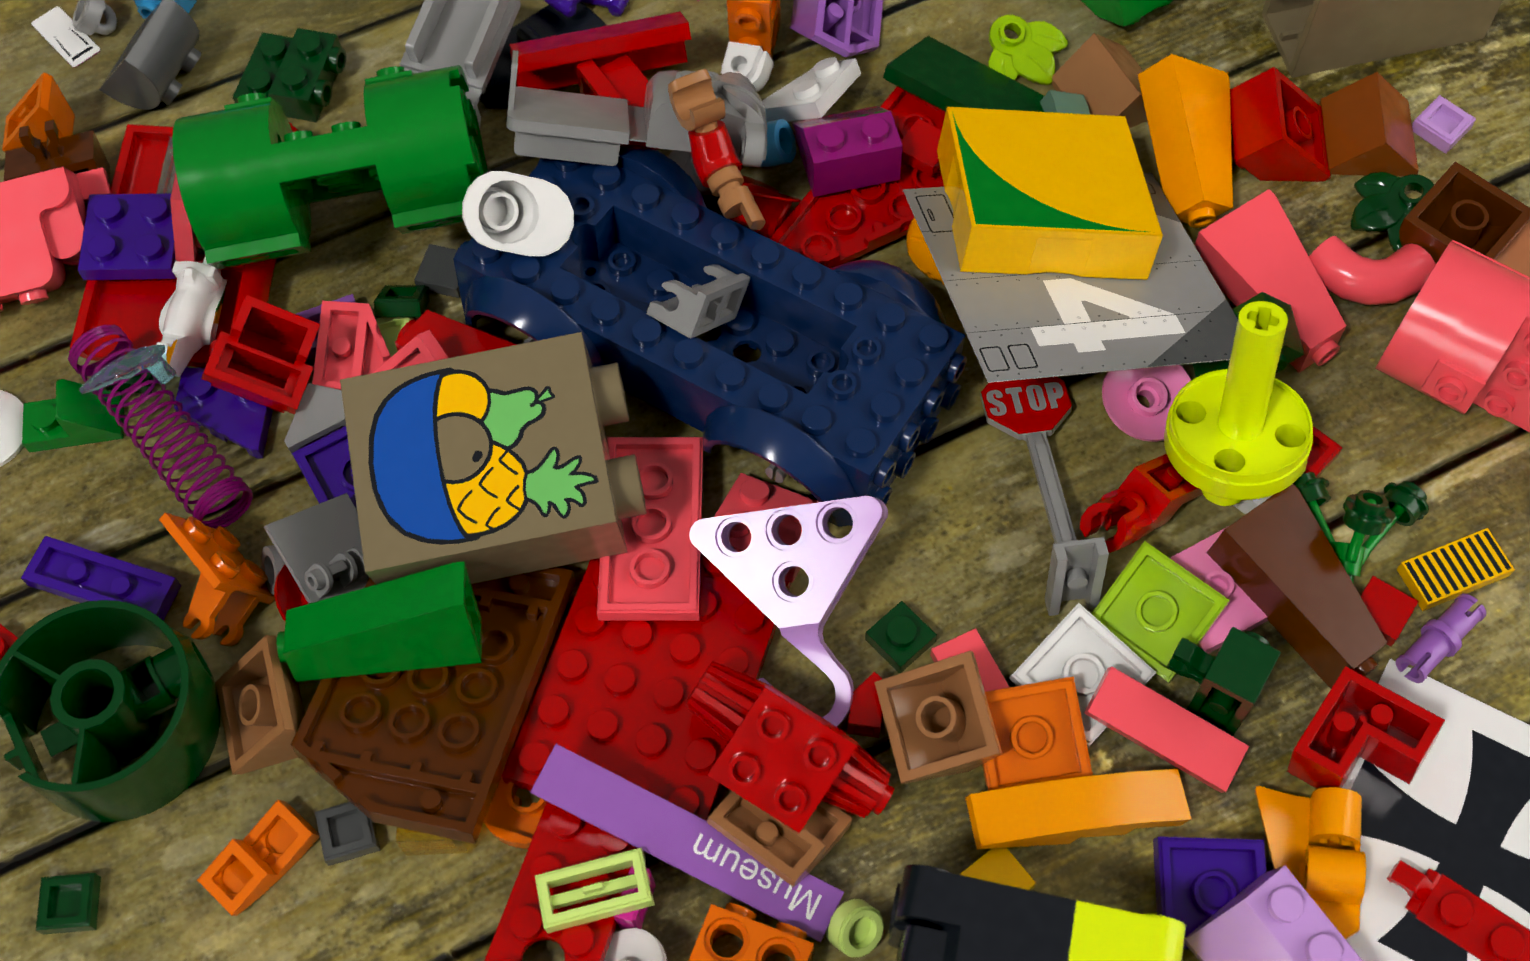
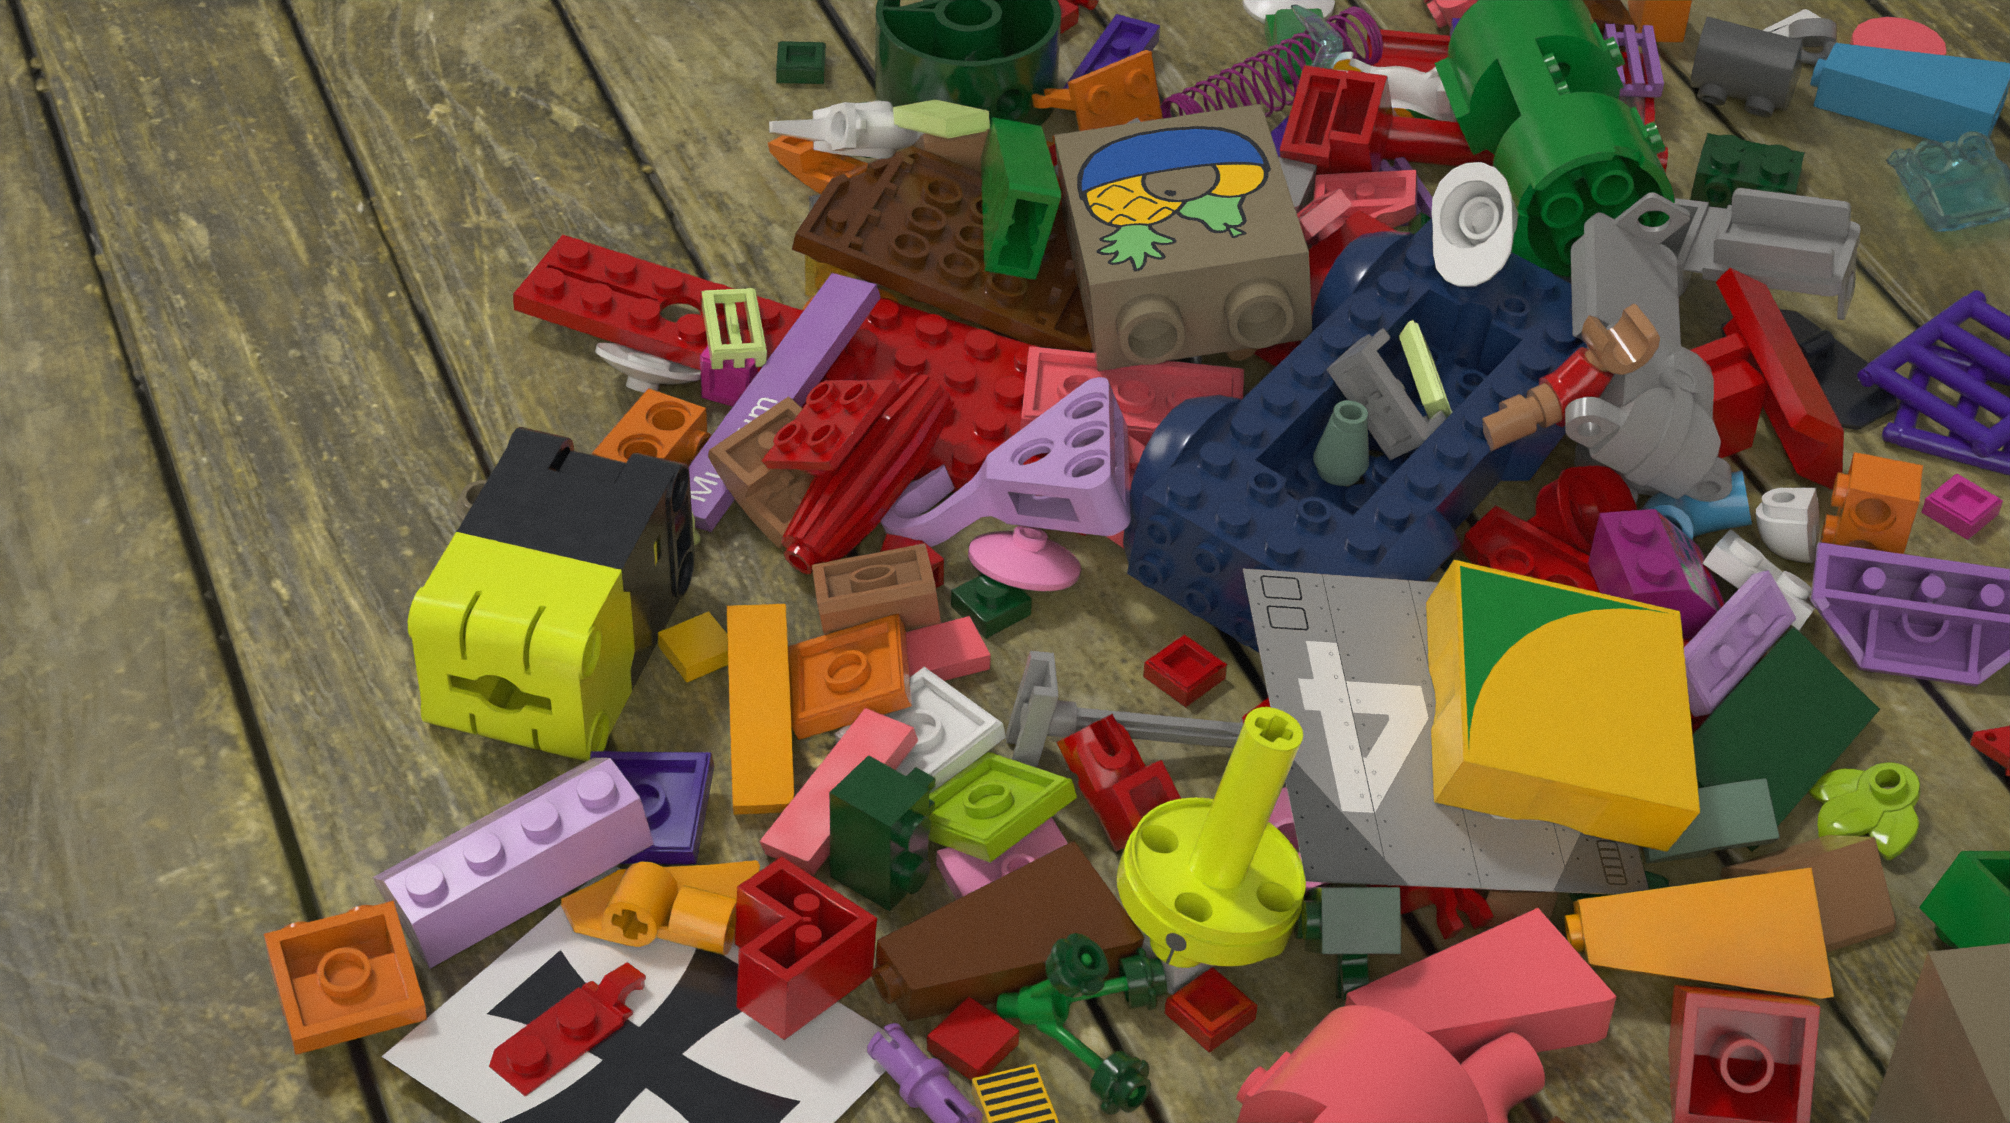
camera: 90 degrees right, 20 degrees down
(140, 127) = (1651, 60): none -> medium lavender tile
(234, 803) = (851, 130): none -> white animal
(263, 711) = (941, 118): none -> yellowish green tile
(651, 280) = (1424, 370): none -> yellowish green tile
(754, 338) = (1344, 448): none -> sand green cone
(871, 616) = (1024, 559): none -> bright pink dish
(896, 96) = (1734, 641): none -> lavender tile
(957, 483) = (1185, 670): none -> red tile

